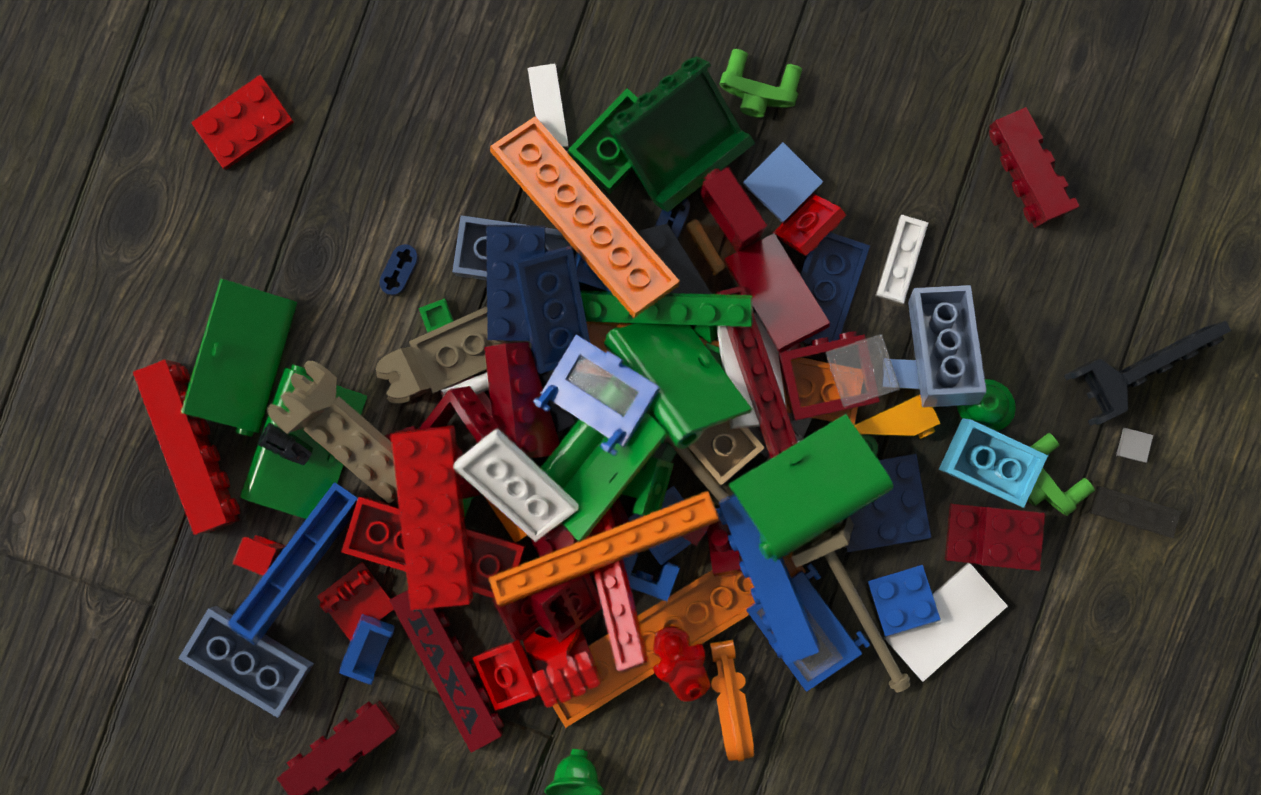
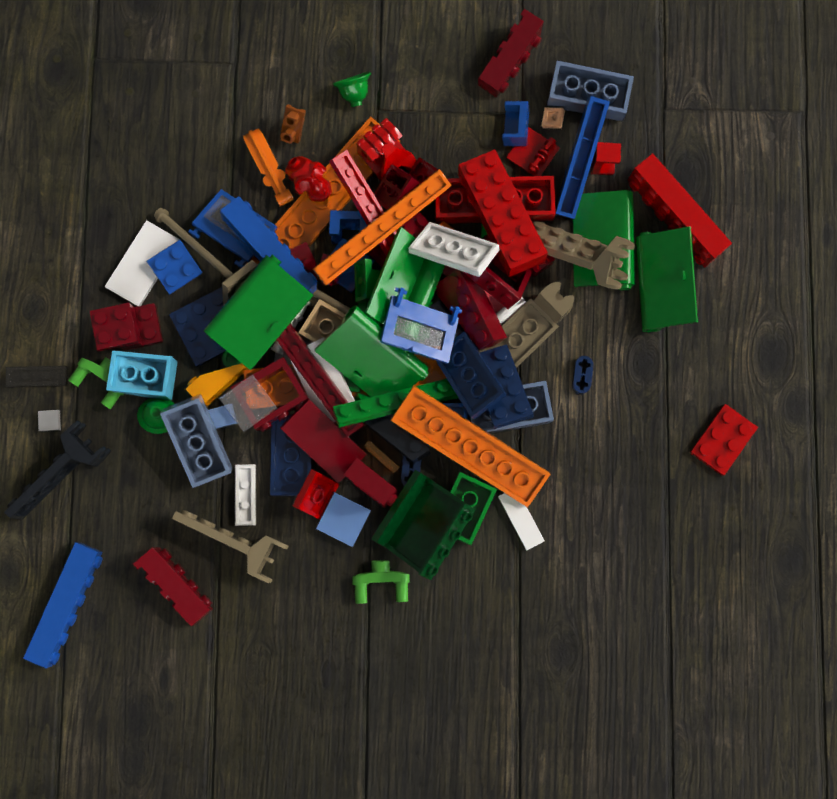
camera: 160 degrees right, 5 degrees down
(285, 445) = (610, 231): black hinge -> none
(311, 641) = (553, 118): none -> light nougat tile
(436, 315) = (546, 352): green tile -> none
(450, 672) = (454, 124): dark red brick -> none
(506, 674) = (420, 134): red plate -> none
(679, 750) = (292, 124): none -> dark orange hips
(929, 190) = (256, 554): none -> dark tan hinge
(1184, 192) = (63, 605): none -> blue brick

